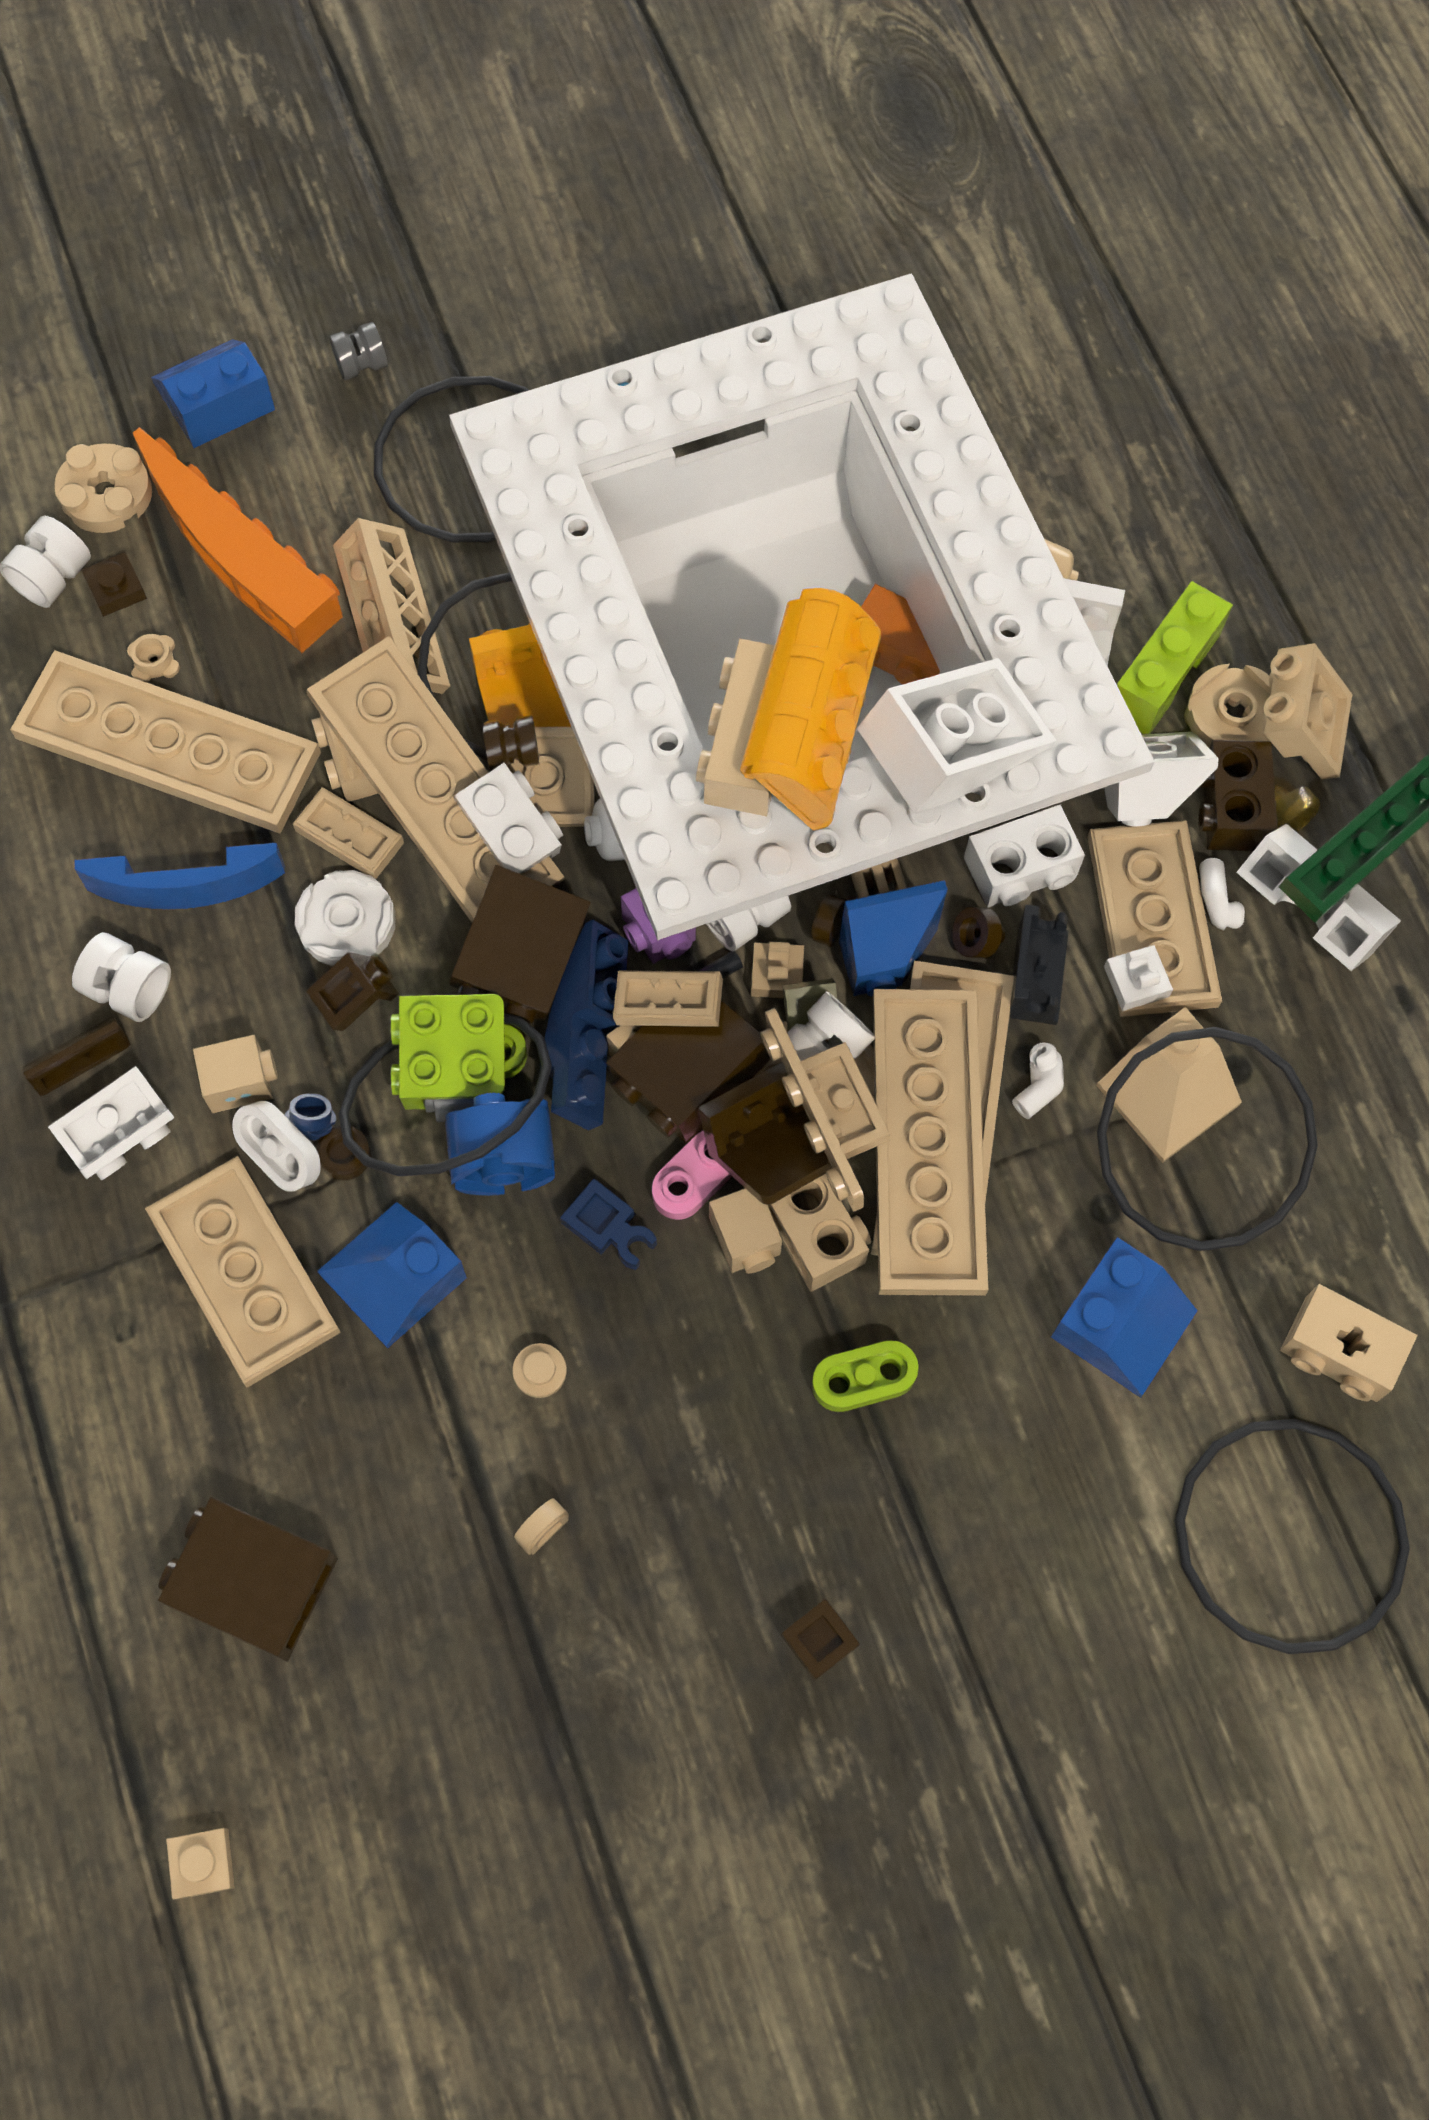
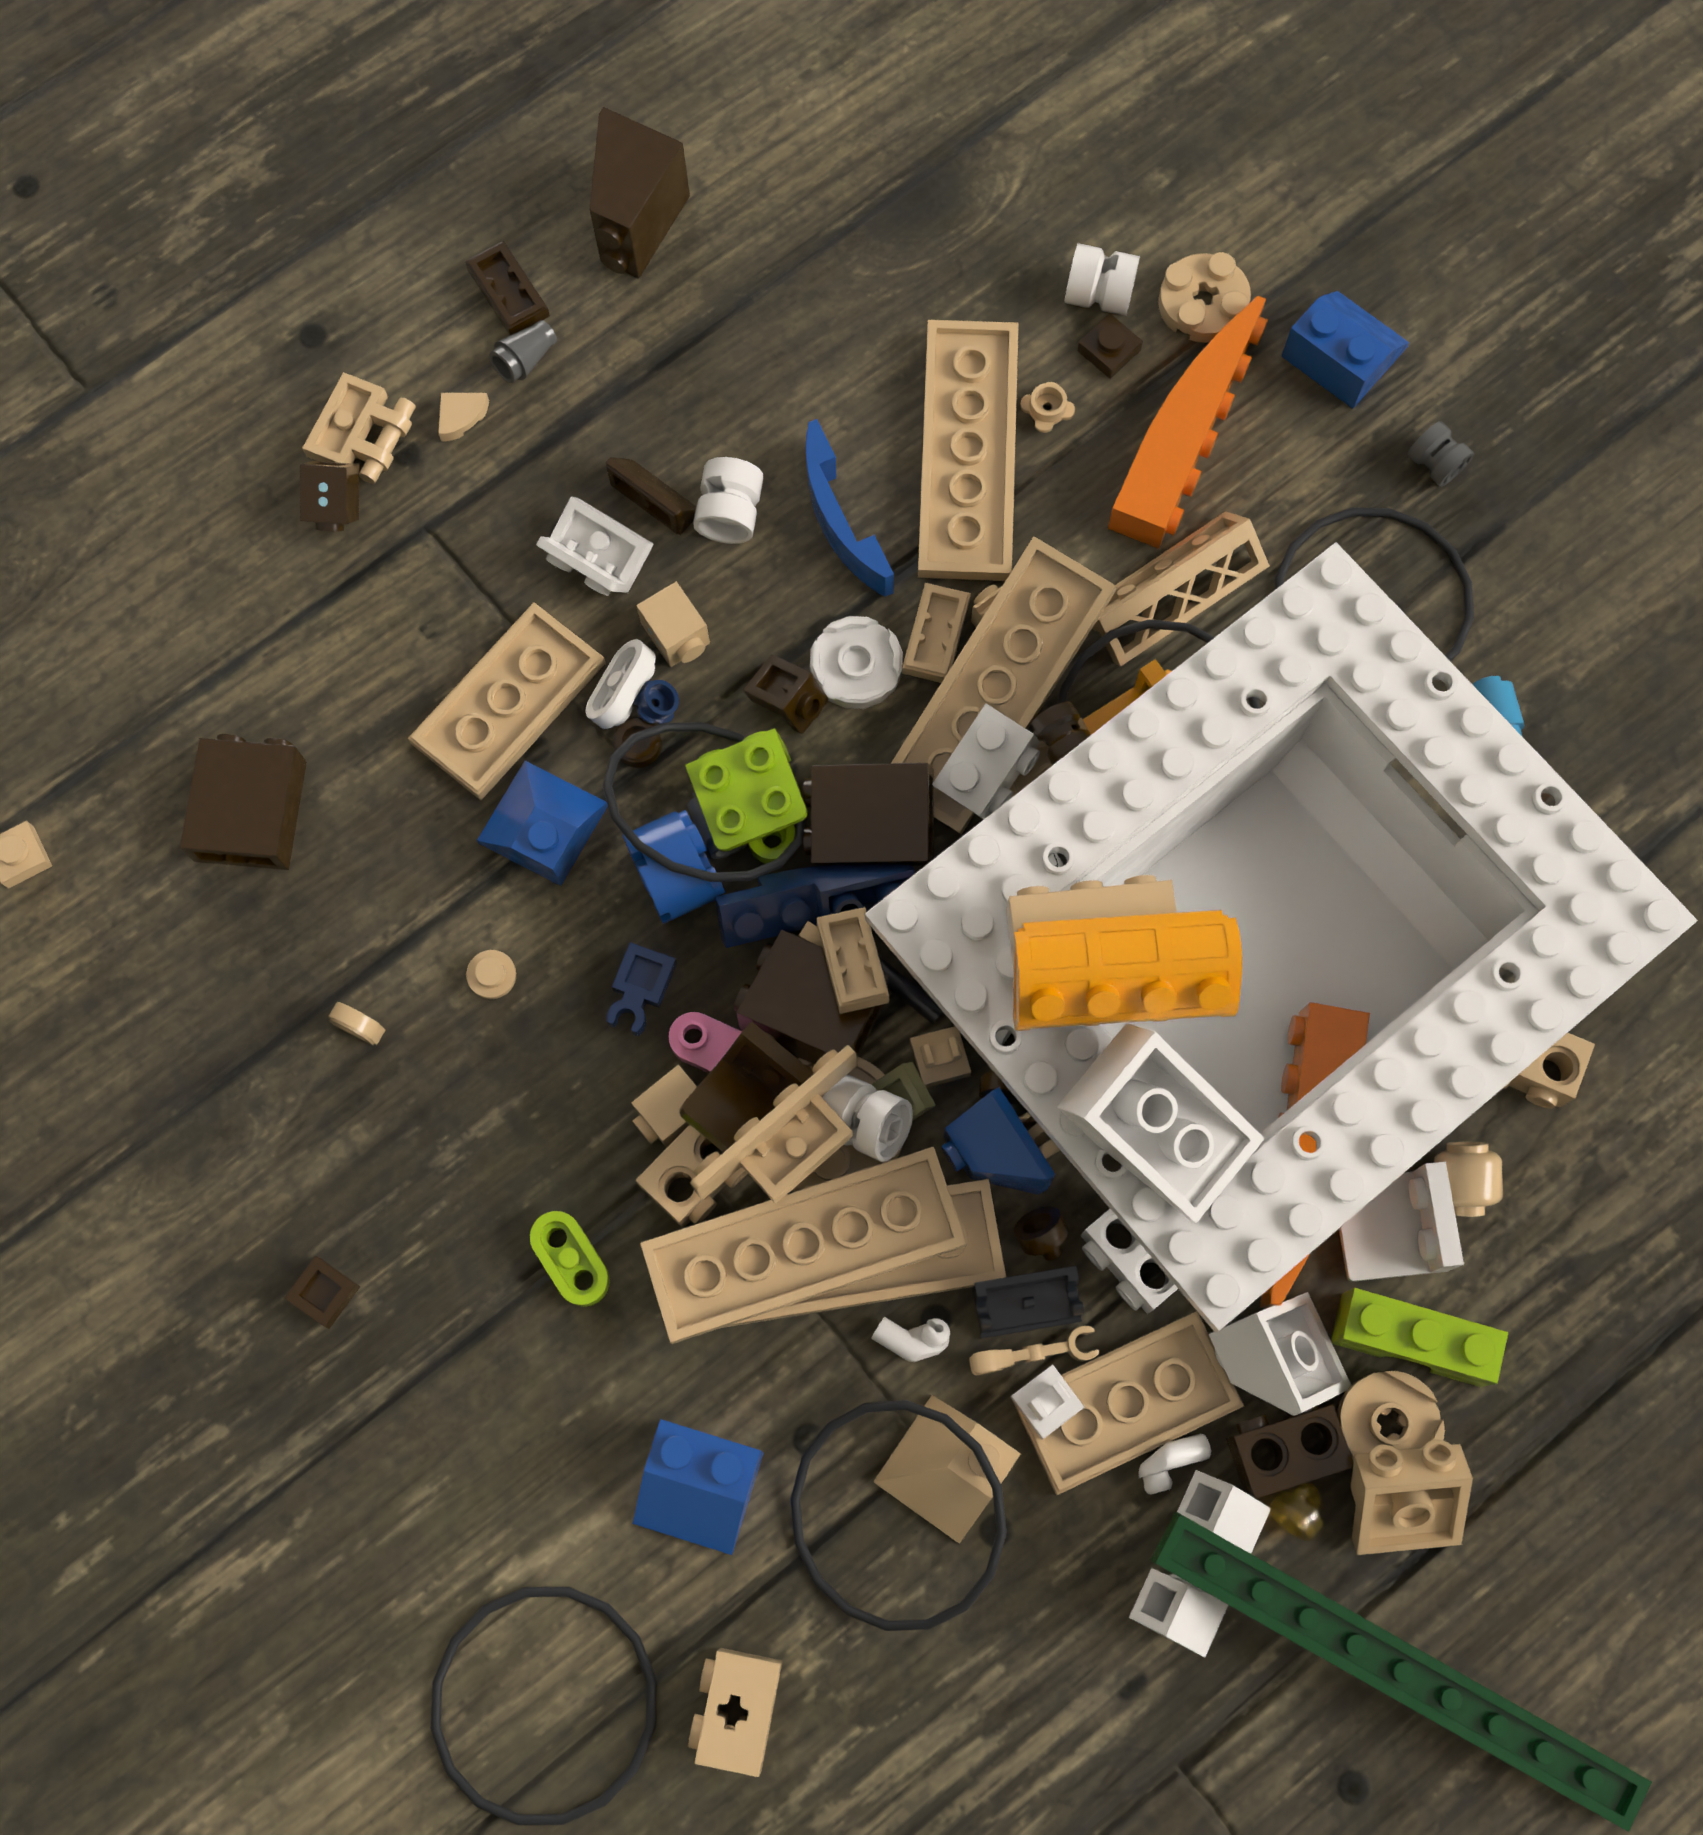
camera: 75 degrees right, 5 degrees up
(1084, 1013) = (996, 1360): none -> tan piece

